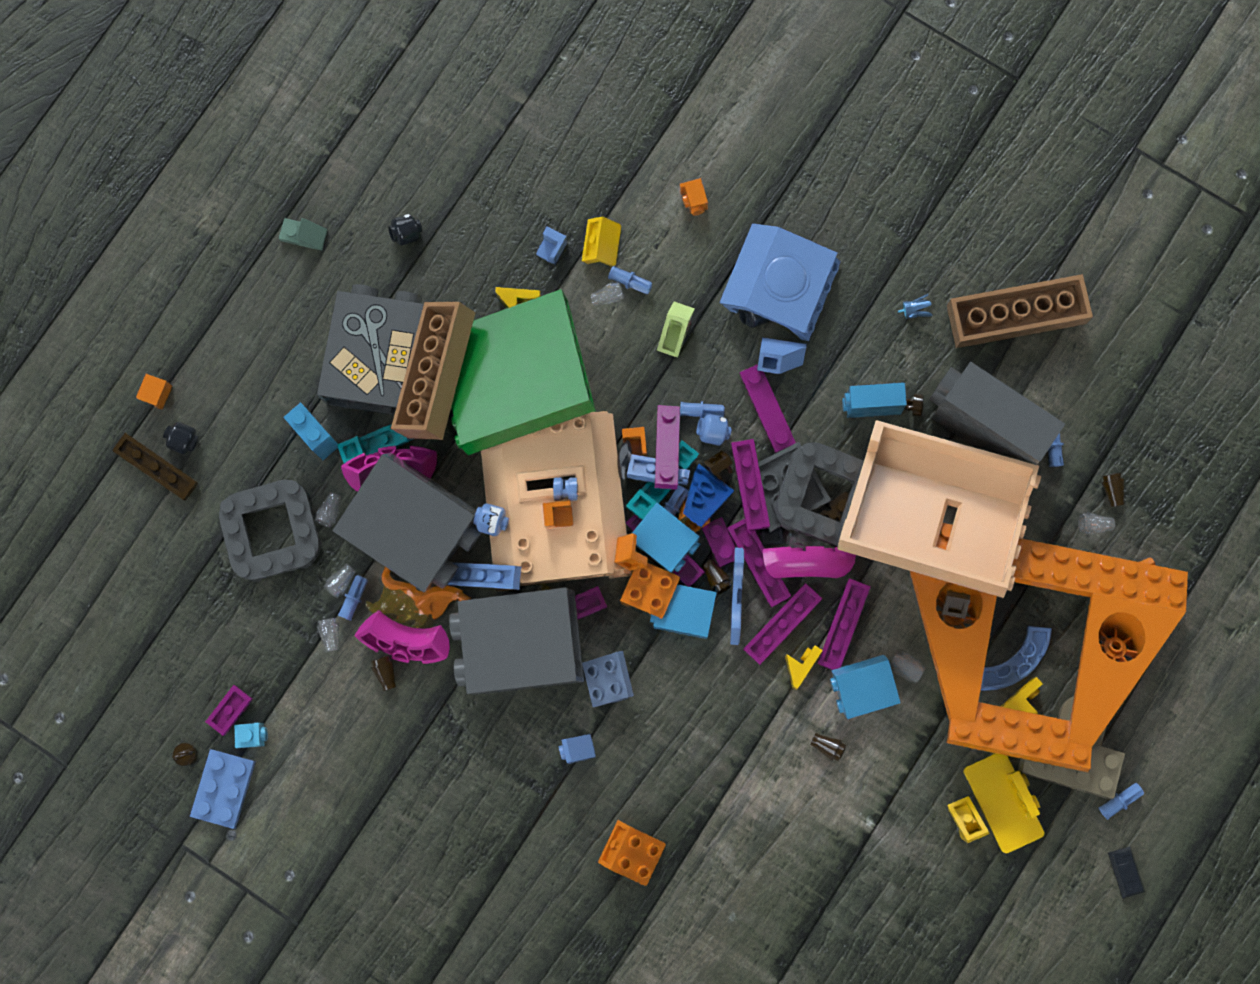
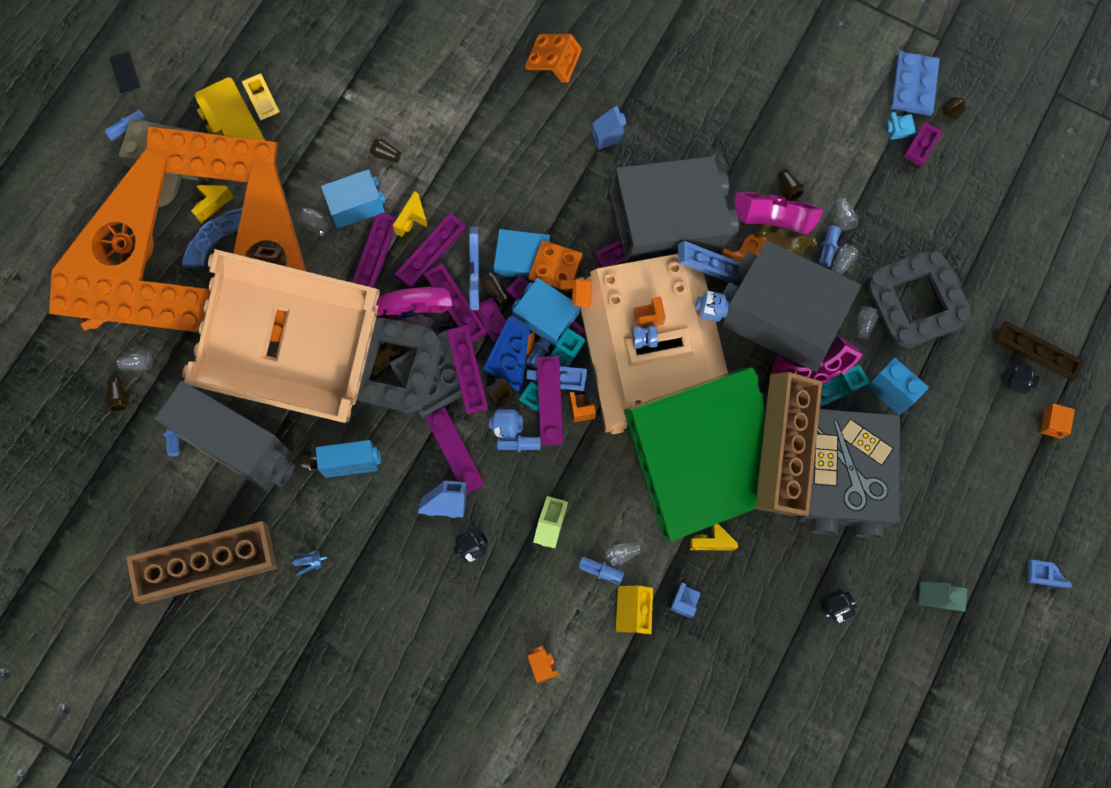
camera: 165 degrees right, 5 degrees down
(199, 248) = (1045, 574): none -> medium blue tile
(608, 679) = (587, 190): sand blue plate -> none
(781, 278) = (447, 578): medium blue panel -> none

